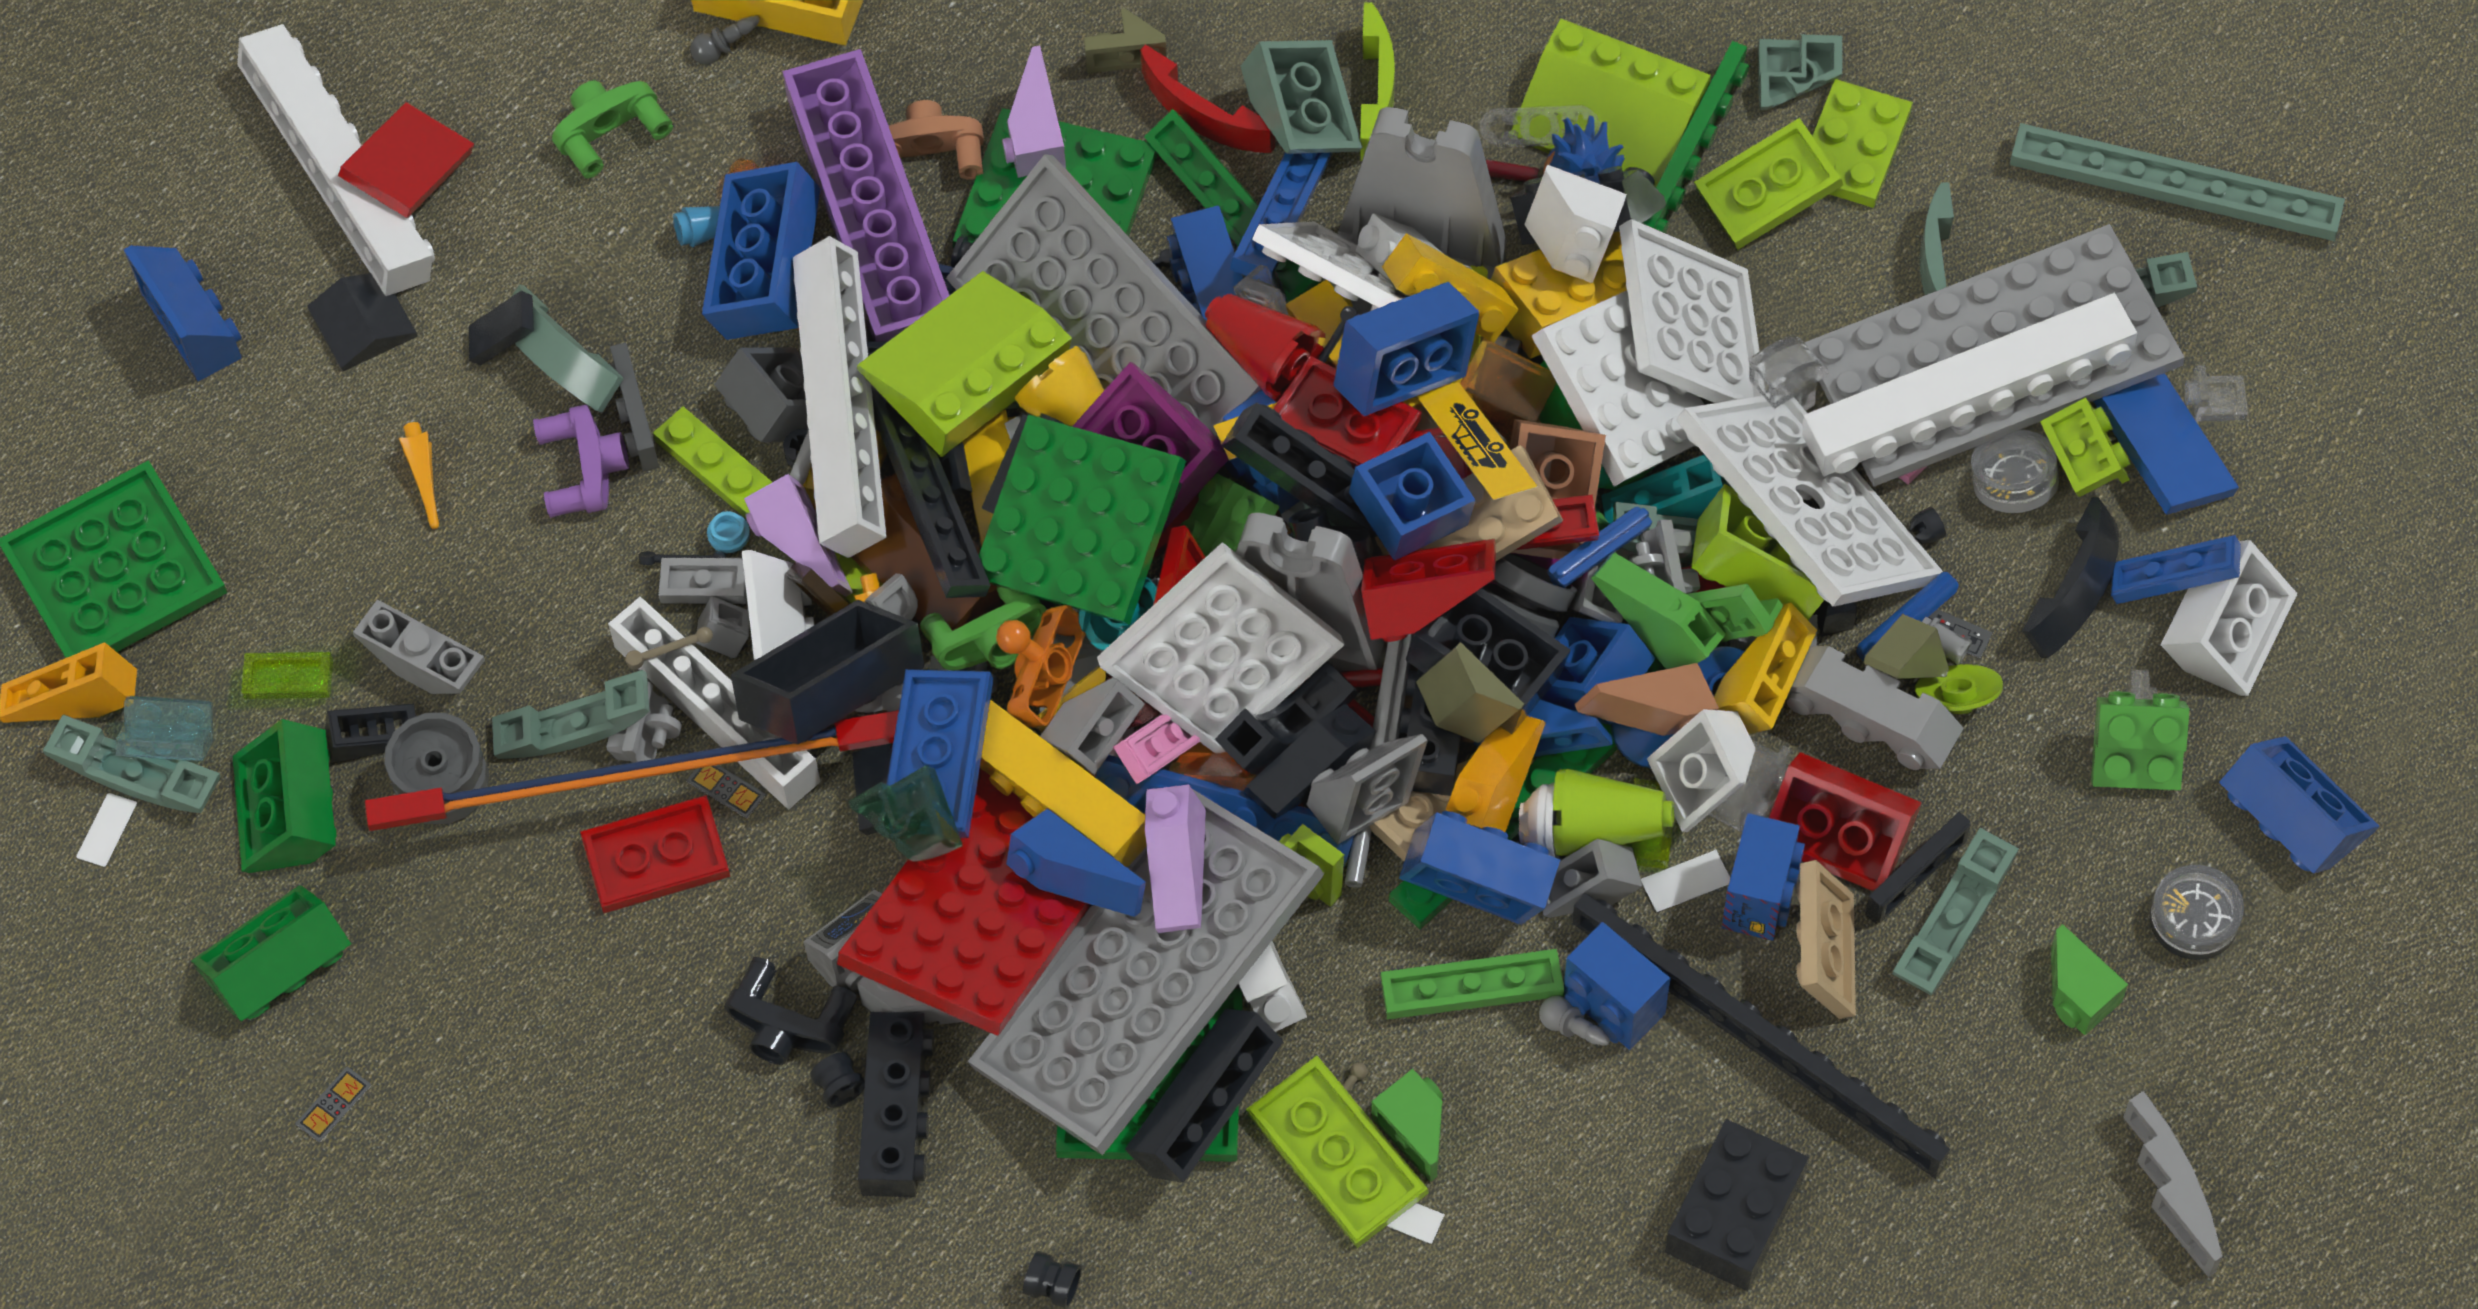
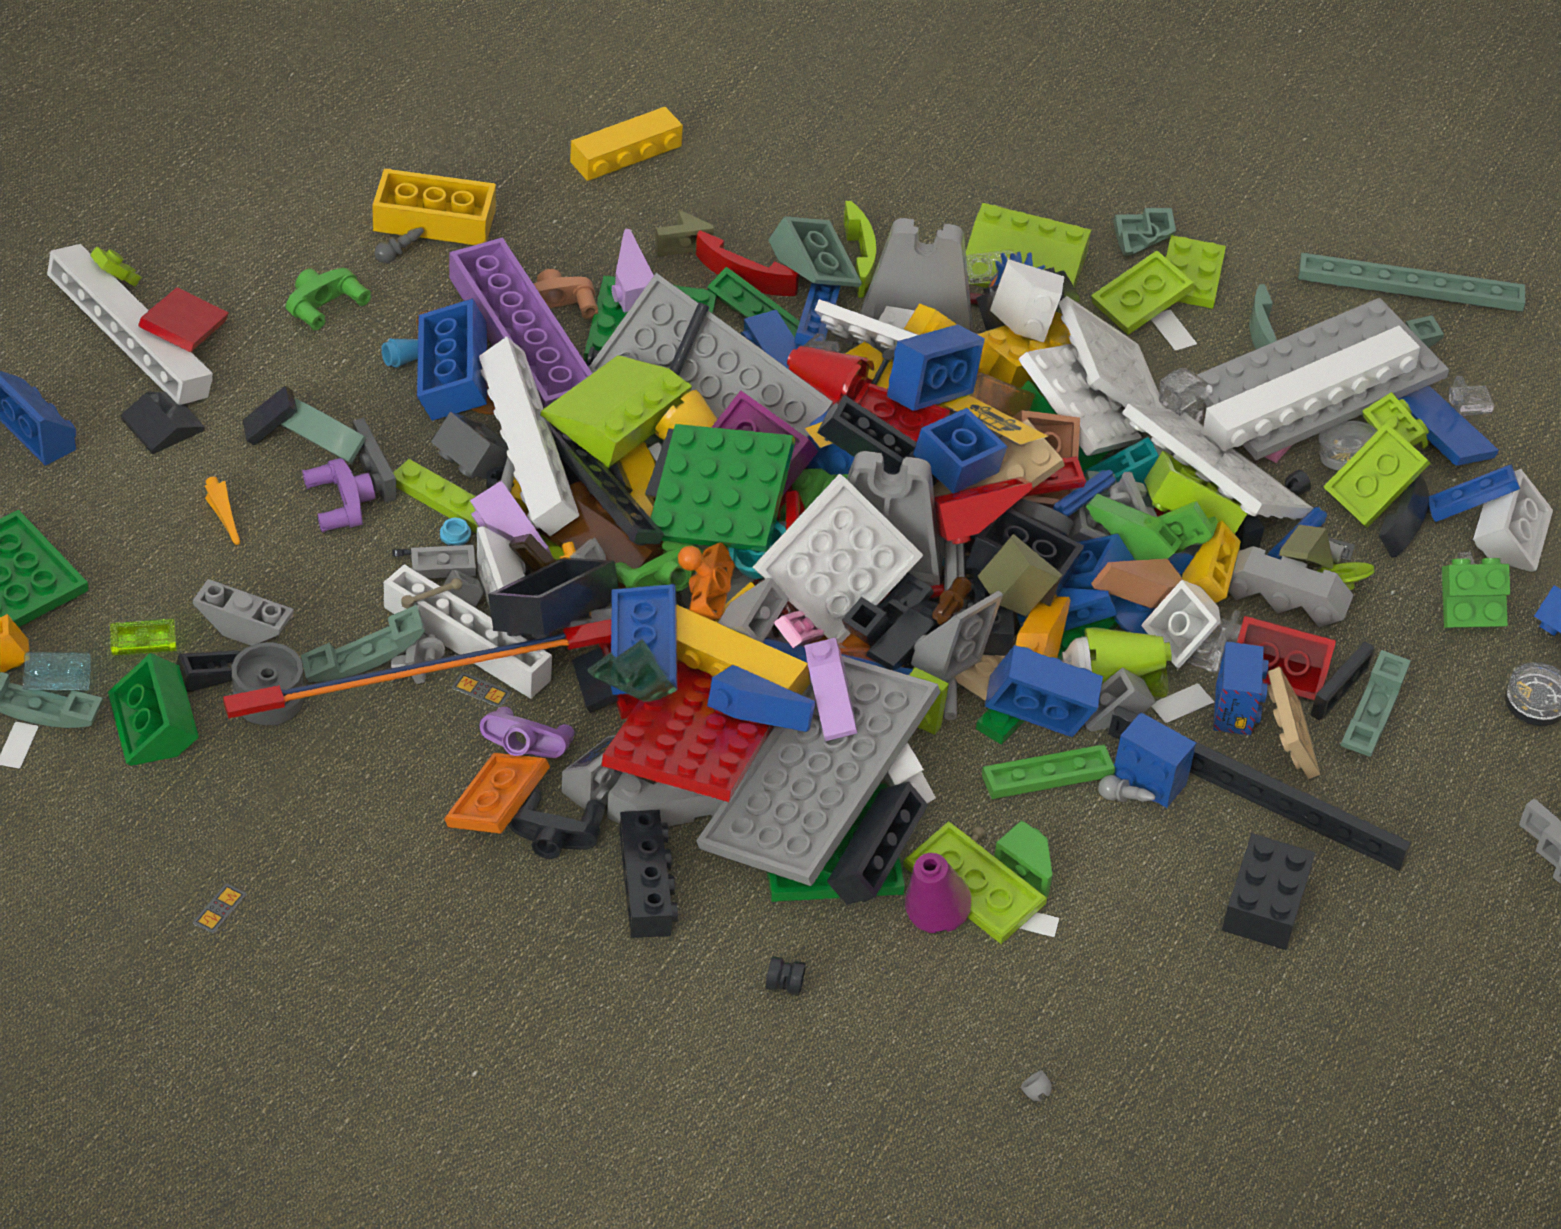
camera: 15 degrees left, 15 degrees down
(272, 953) = (160, 810): green slope -> none
(321, 63) = (112, 263): none -> lime plate
(655, 854) = (435, 732): red tile -> none
(716, 962) = (497, 793): none -> orange tile
(760, 881) = (540, 739): none -> medium lavender connector
(838, 1079) = (601, 861): black wheel -> none
(1076, 264) = (689, 338): none -> black bar
(1277, 1178) = (936, 895): none -> magenta cone
(1375, 715) = (952, 600): none -> reddish brown axle
(1700, 132) = (1094, 251): green plate -> none
(1807, 244) = (1173, 330): none -> white sticker
(2039, 531) = (1376, 475): none -> lime plate
(2082, 983) = (1471, 740): bright green slope -> none

